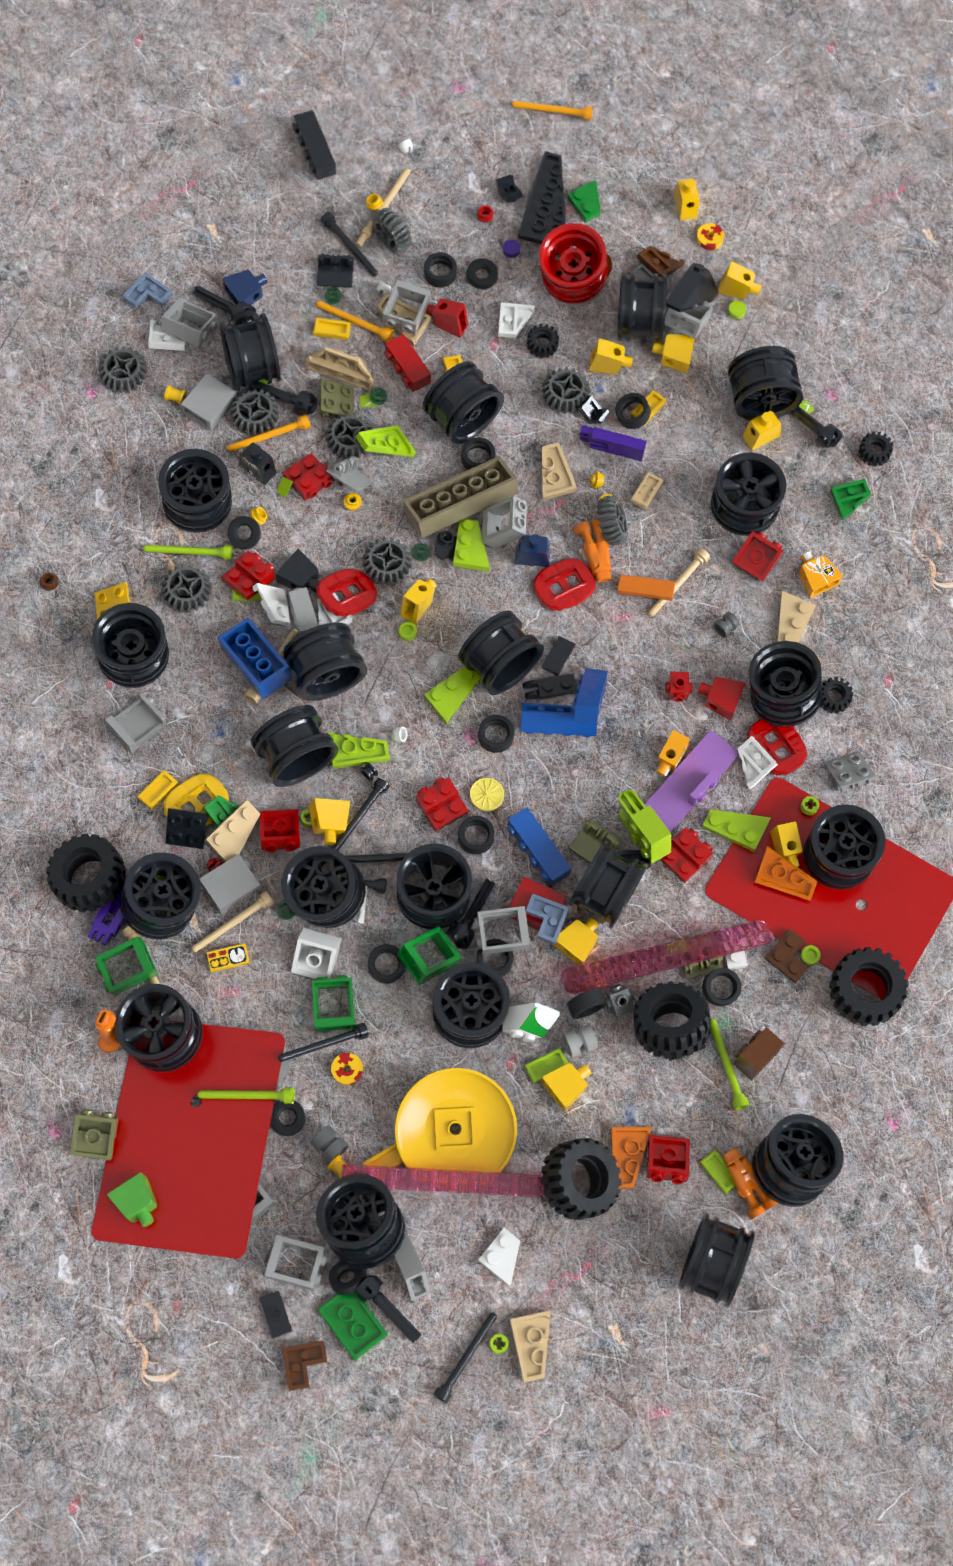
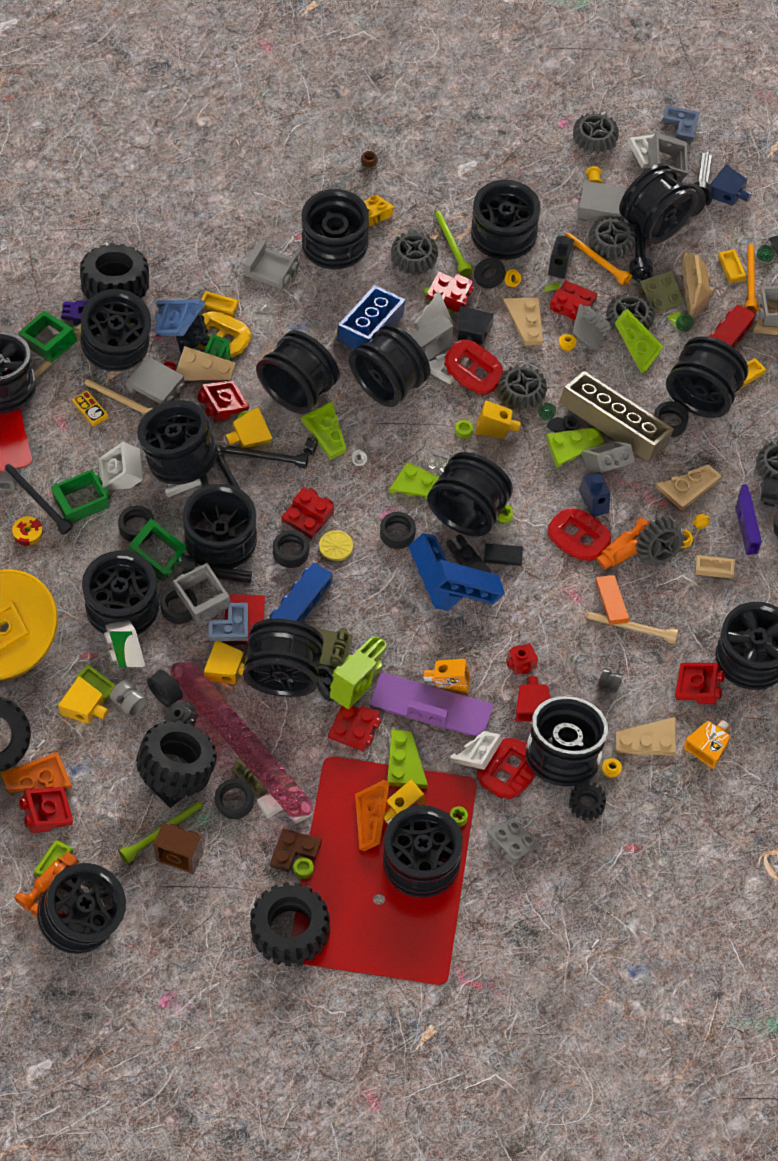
camera: 70 degrees right, 10 degrees down
(165, 832) = (176, 316): none -> medium blue wing
(306, 523) = (527, 318): none -> tan wing

